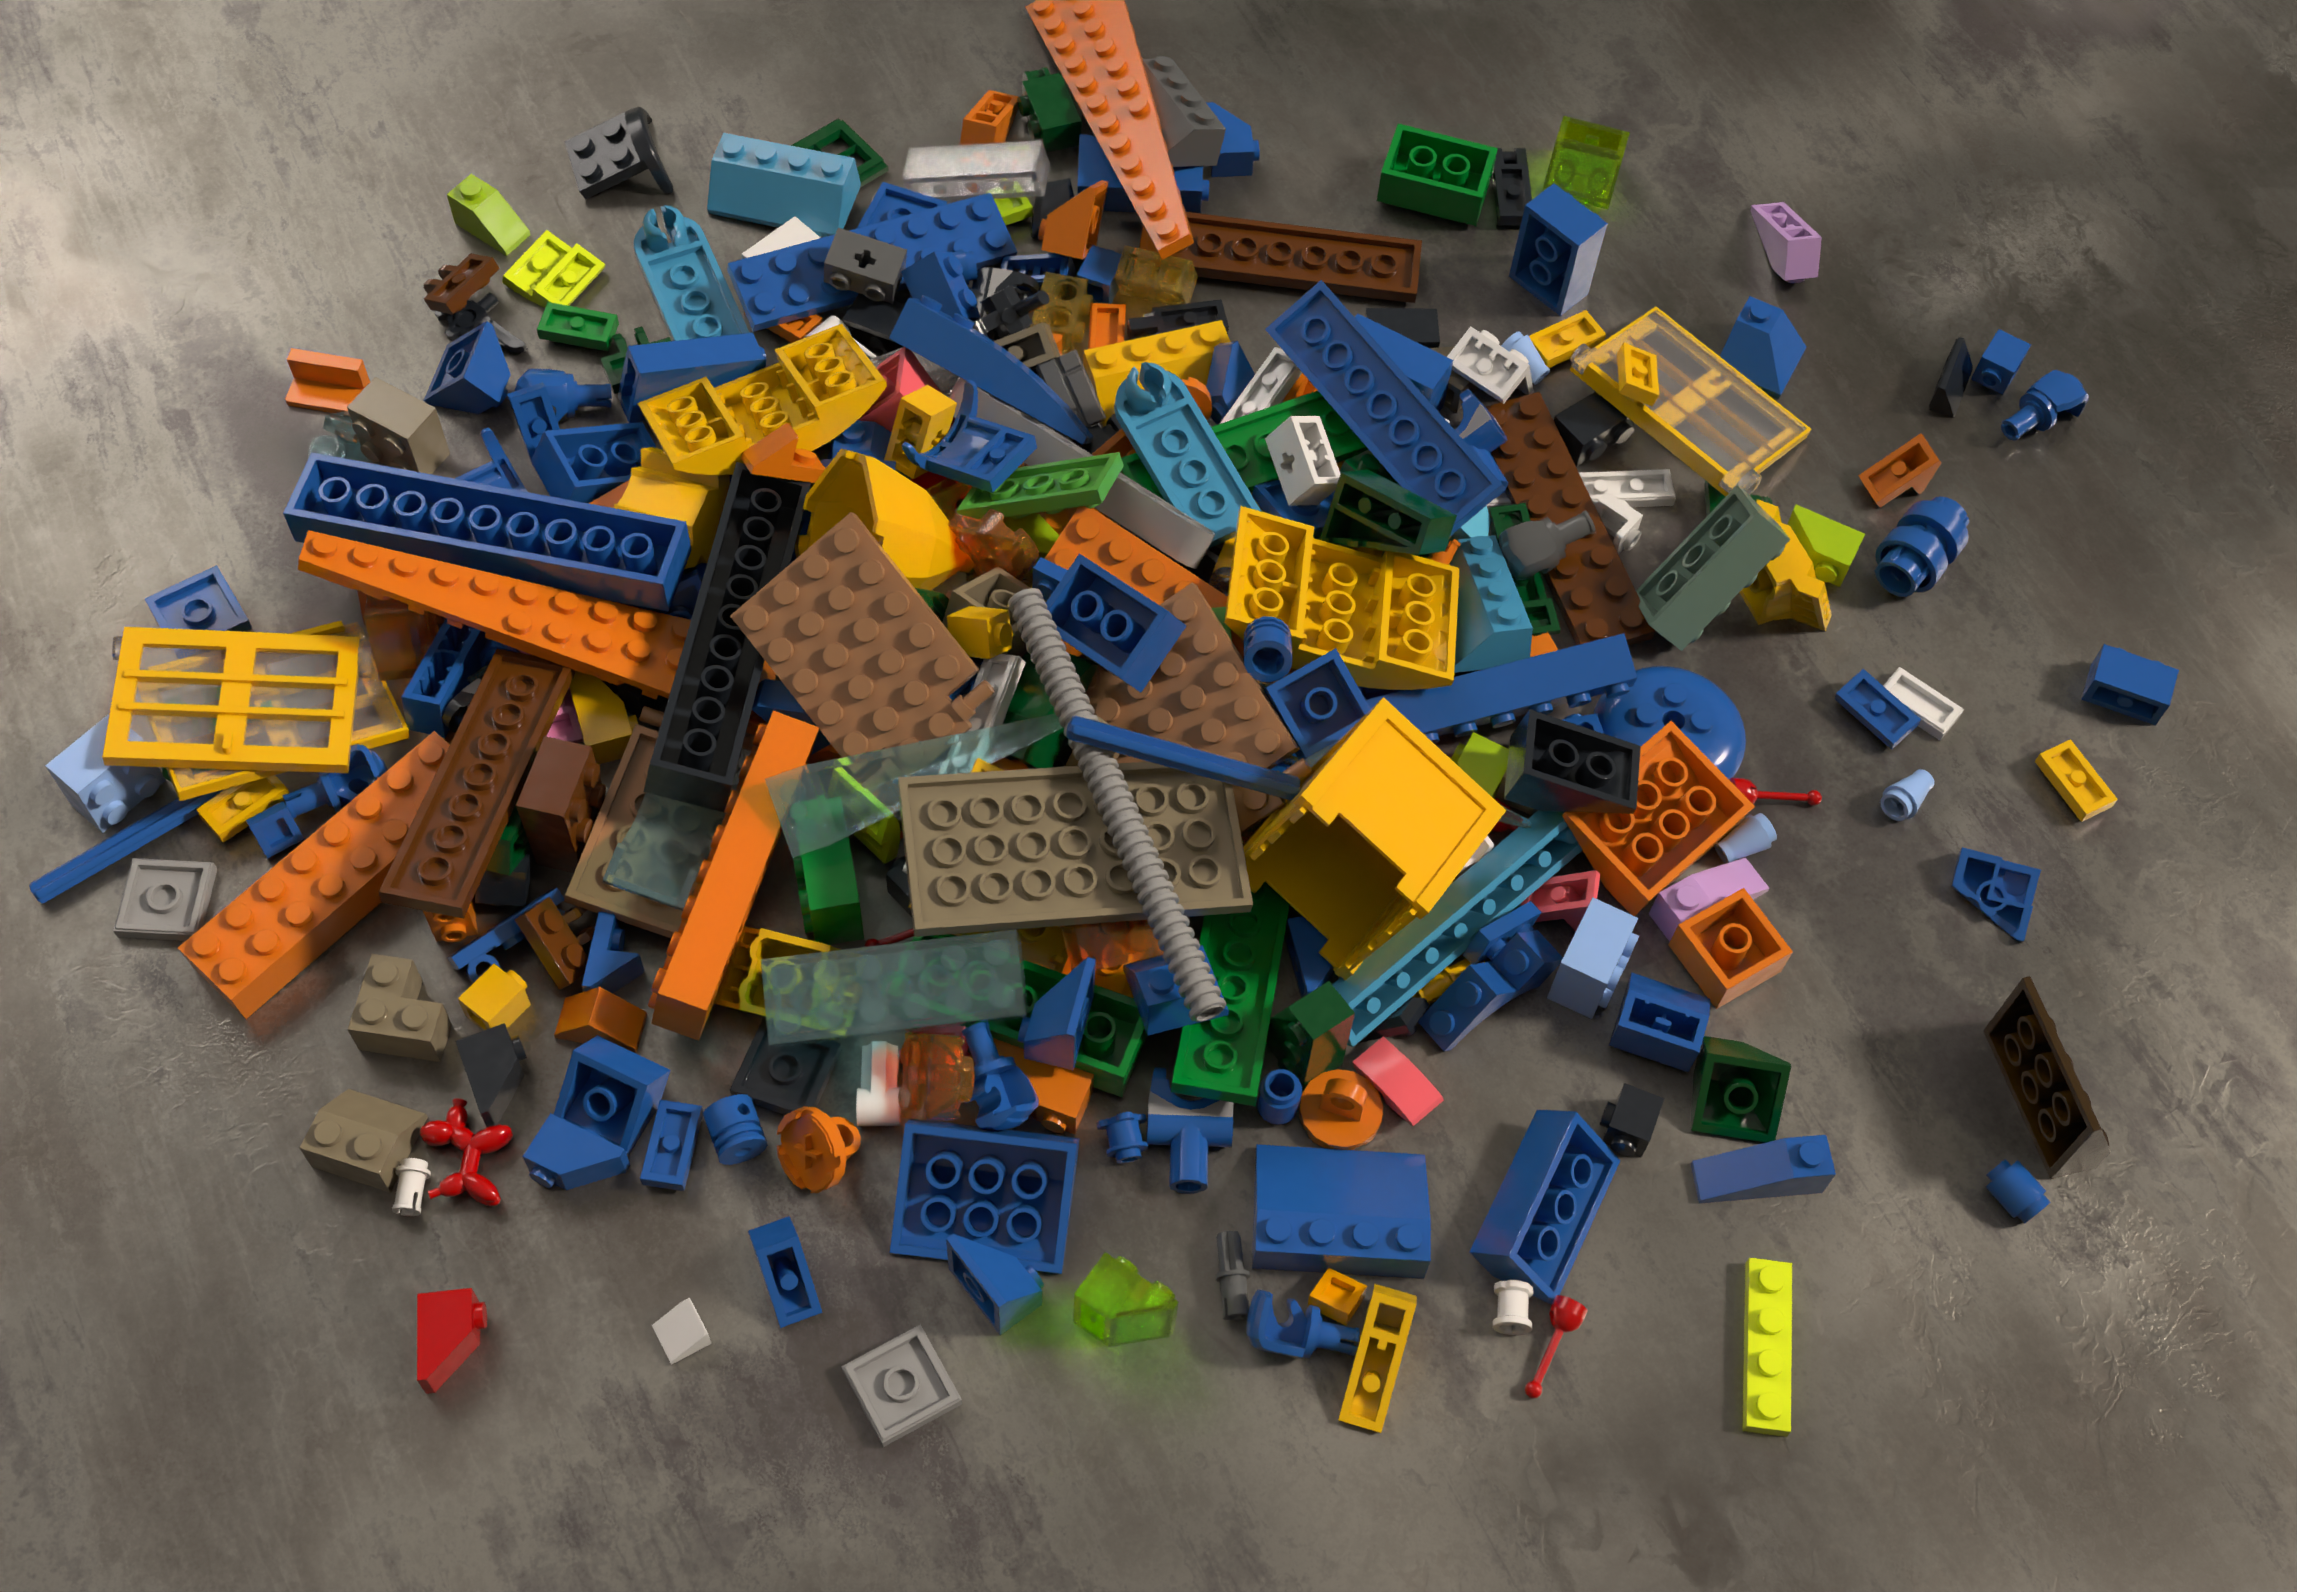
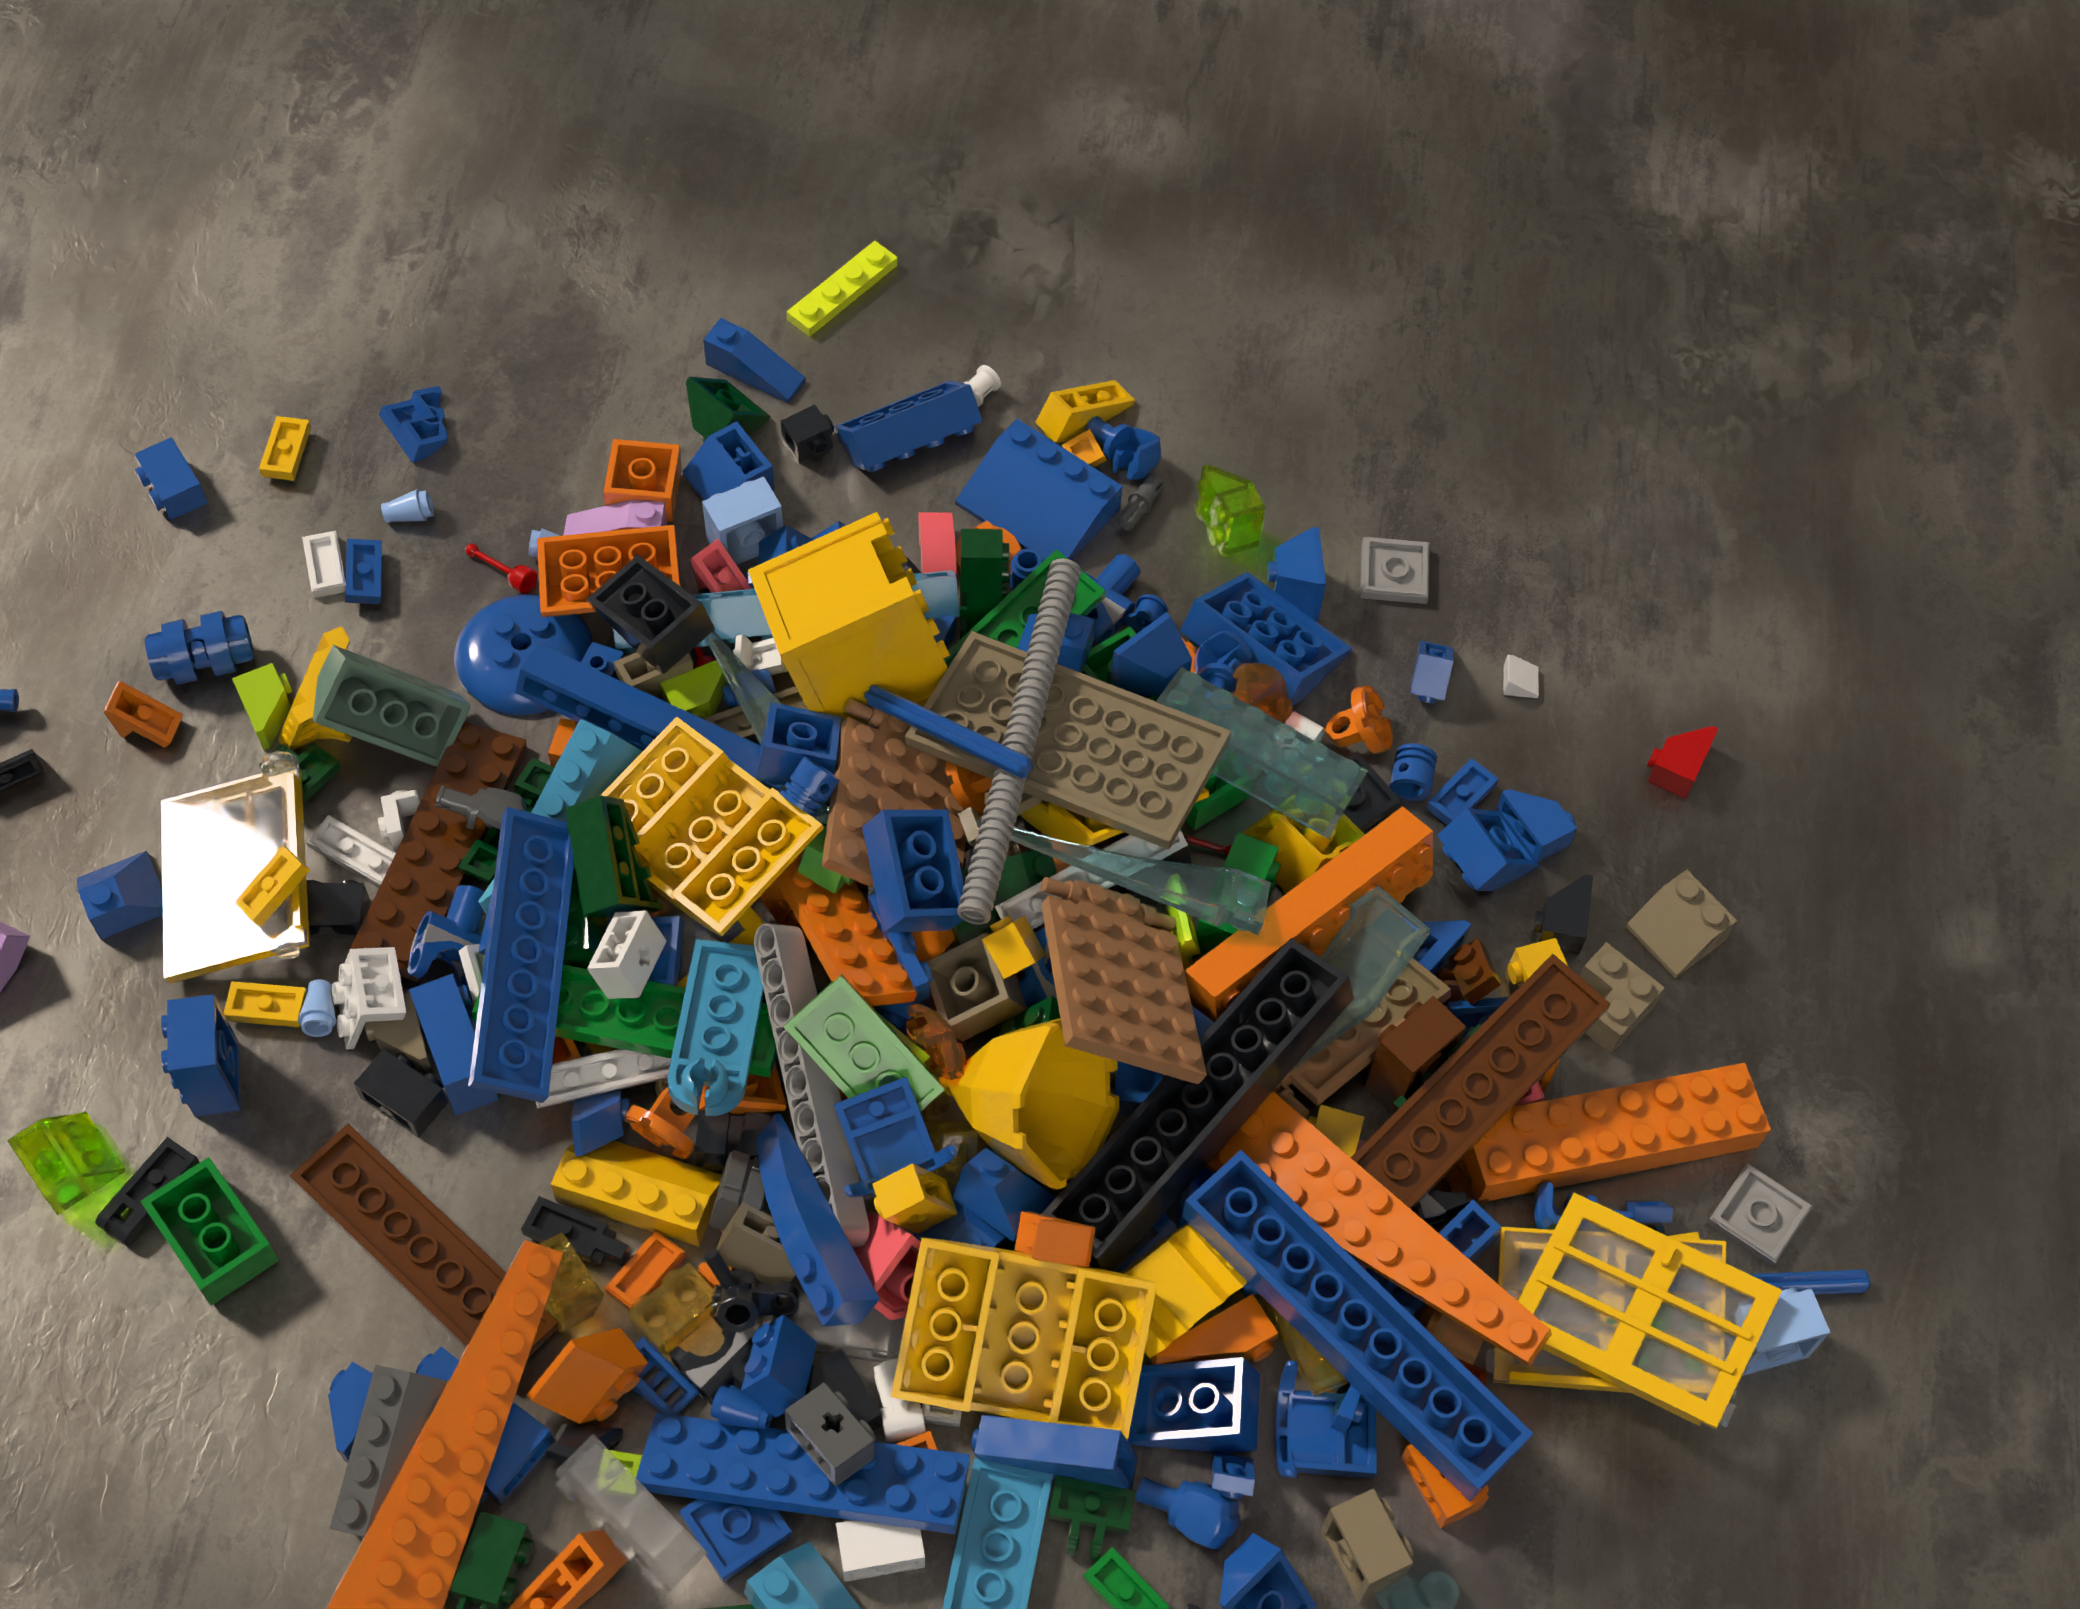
camera: 145 degrees left, 0 degrees up
(199, 604) = (1631, 1475): plate -> none
(410, 1186) = (1662, 872): white pin -> none
(483, 1142) = (1622, 896): red piece -> none
(603, 1015) = (1471, 904): orange slope -> none
(1100, 271) = (602, 1317): blue brick -> none
(1565, 1316) = (950, 365): red hinge -> none
(2017, 1190) = (609, 265): blue brick -> none
(2045, 1084) = (532, 291): dark brown slope -> none

